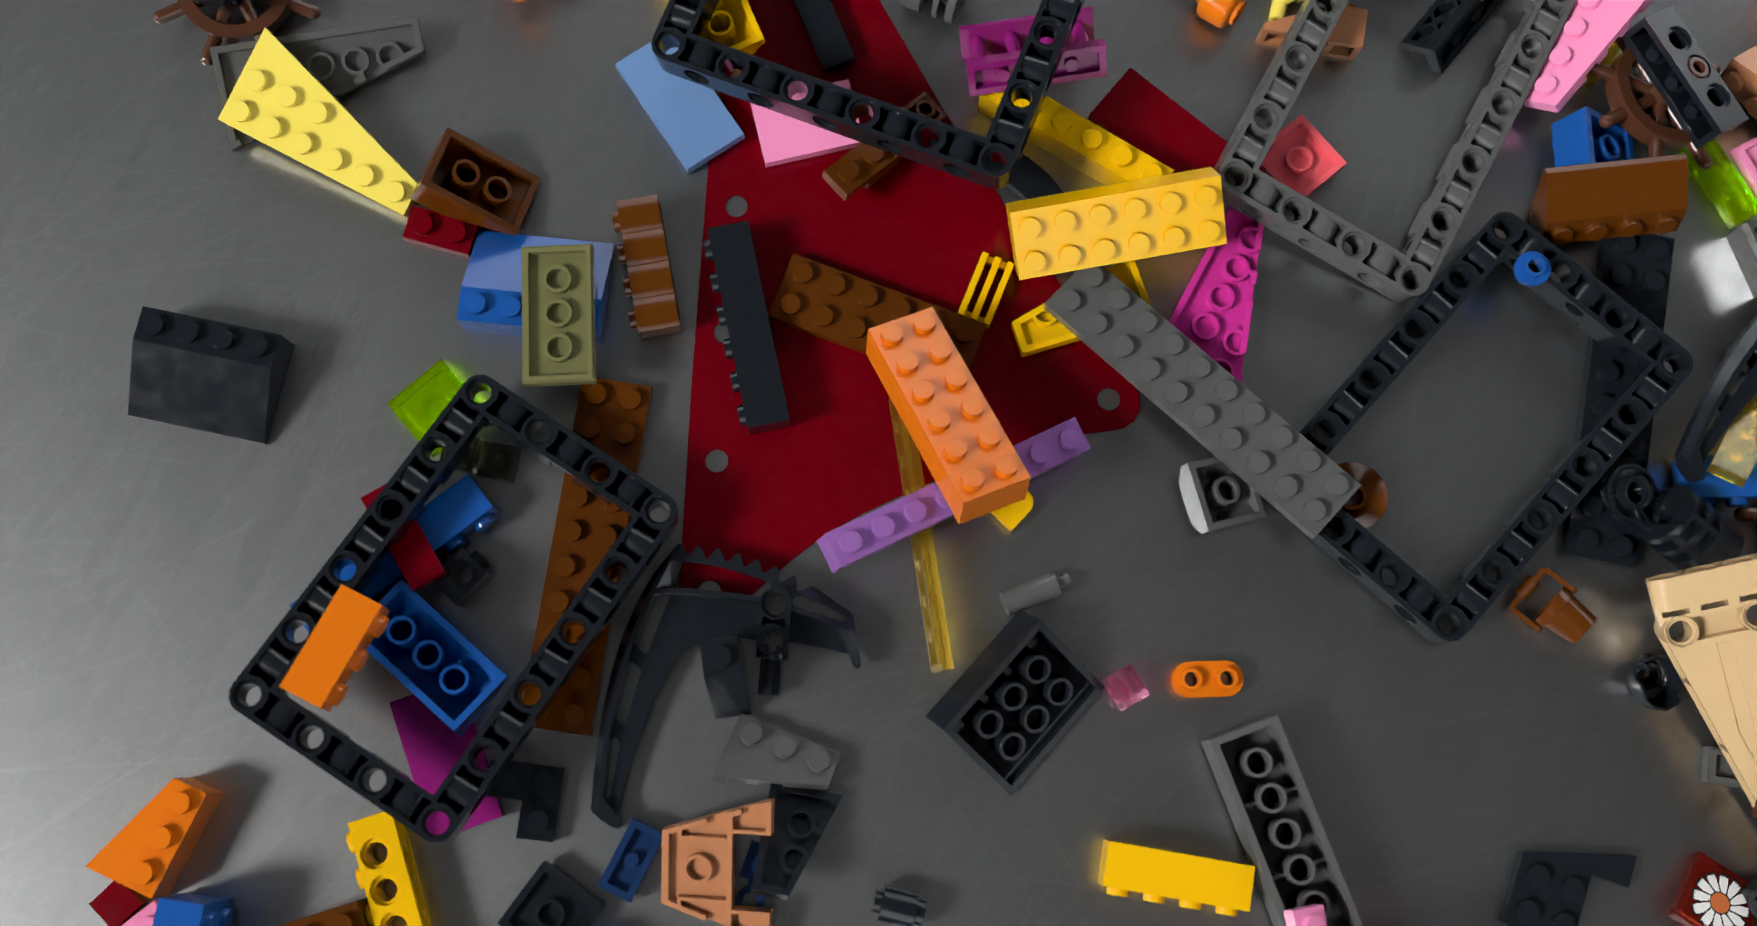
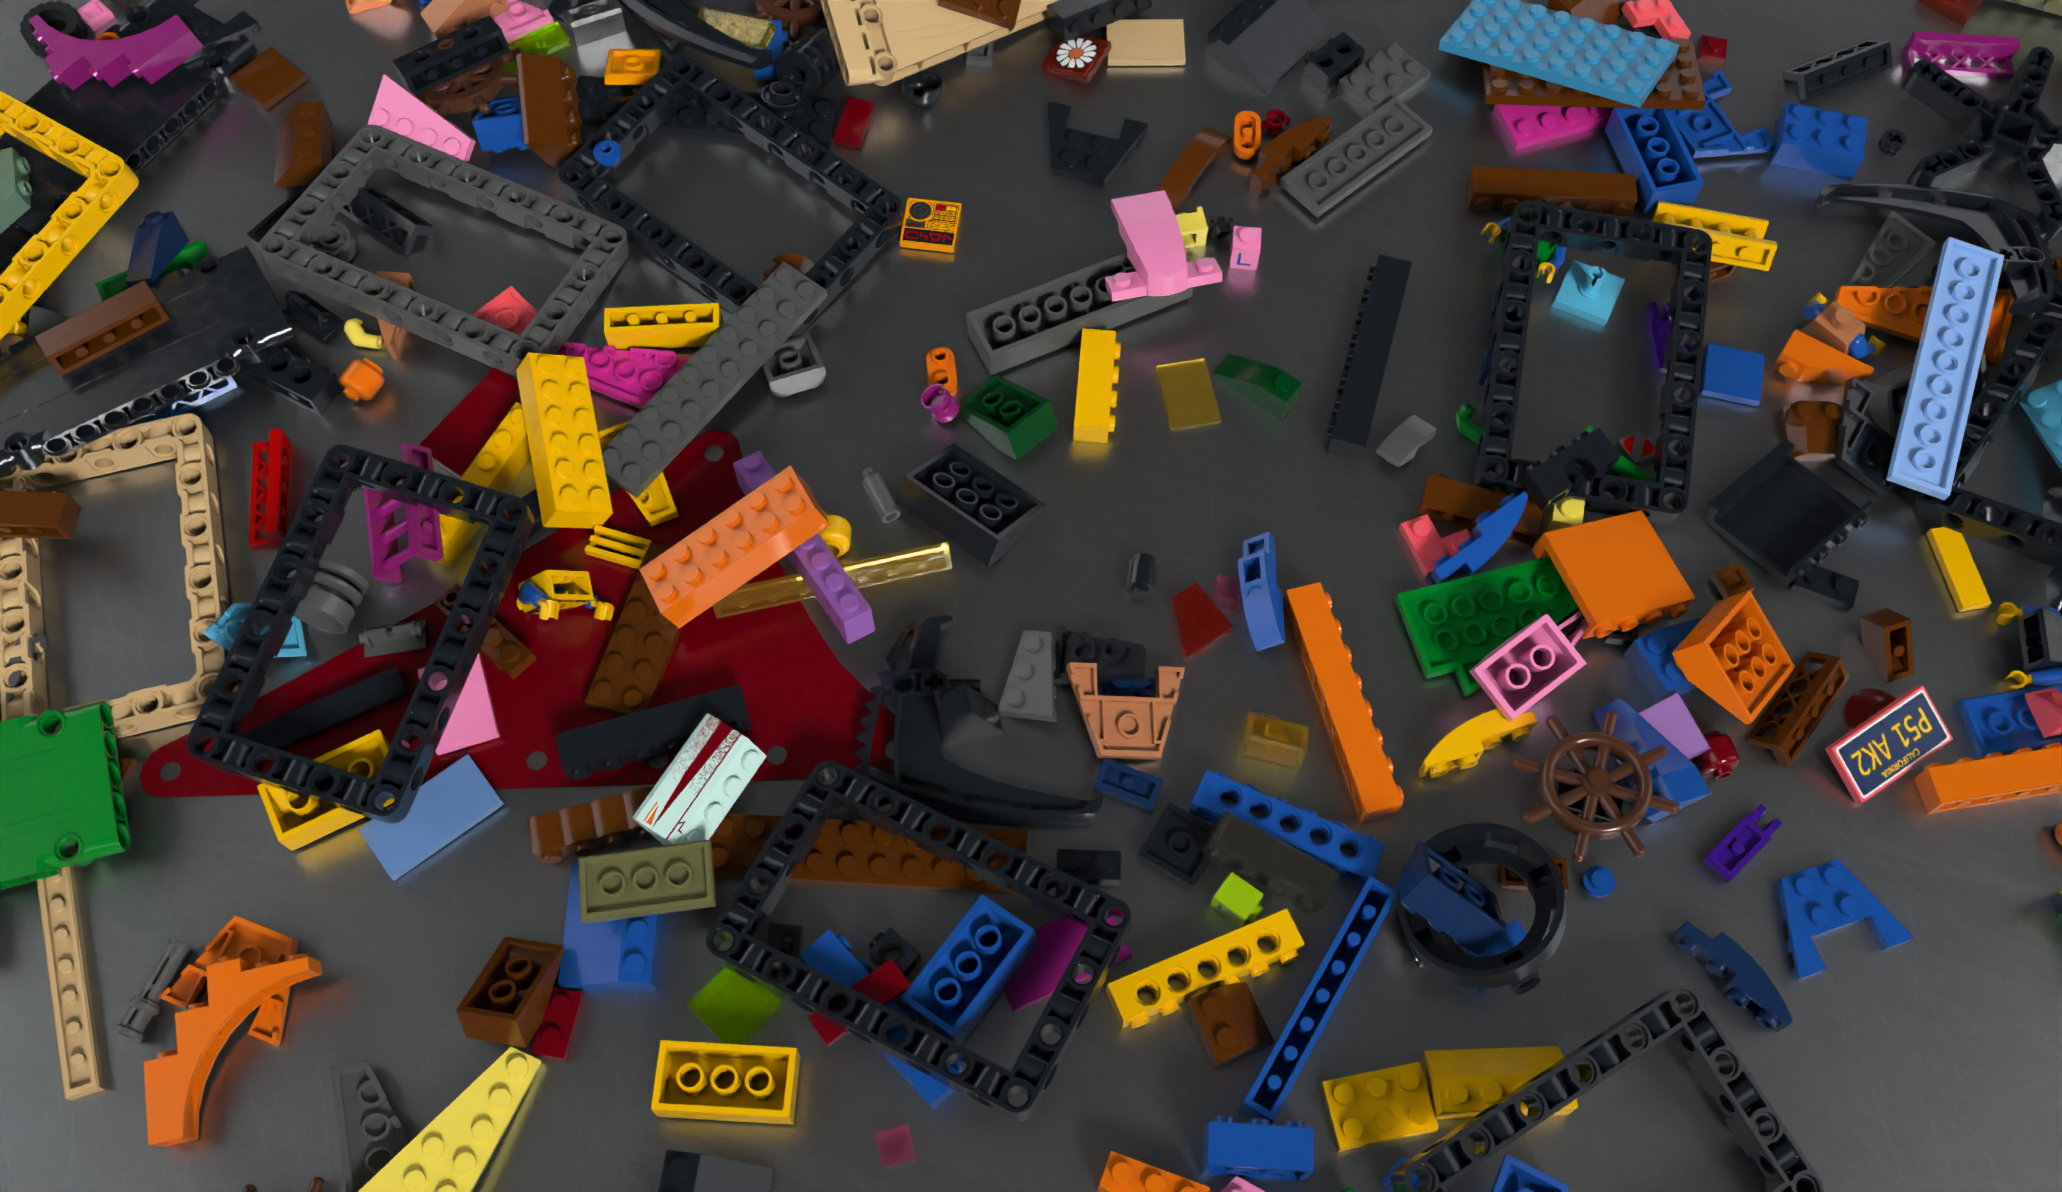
camera: 90 degrees left, 15 degrees down
(266, 567) = (895, 1146): none -> clear pink tile
(336, 649) = (970, 1014): orange brick -> none
(346, 396) = (726, 1082): none -> yellow brick
(669, 373) = (700, 784): none -> light aqua slope
(891, 54) = (394, 638): none -> dark grey hinge
(919, 221) = (560, 591): none -> torso
(981, 534) = (837, 535): none -> yellow head
(1125, 687) = (952, 424): clear pink plate -> none
(1137, 757) = (1009, 415): none -> dark green slope
(1157, 671) = (940, 403): none -> magenta wheel
(1279, 339) = (661, 325): none -> yellow brick
(1433, 680) = (930, 225): none -> tile
(1561, 614) = (873, 144): reddish brown piece -> none
(1603, 588) = (854, 123): none -> dark red tile
(1687, 304) = (632, 66): none -> light orange tile

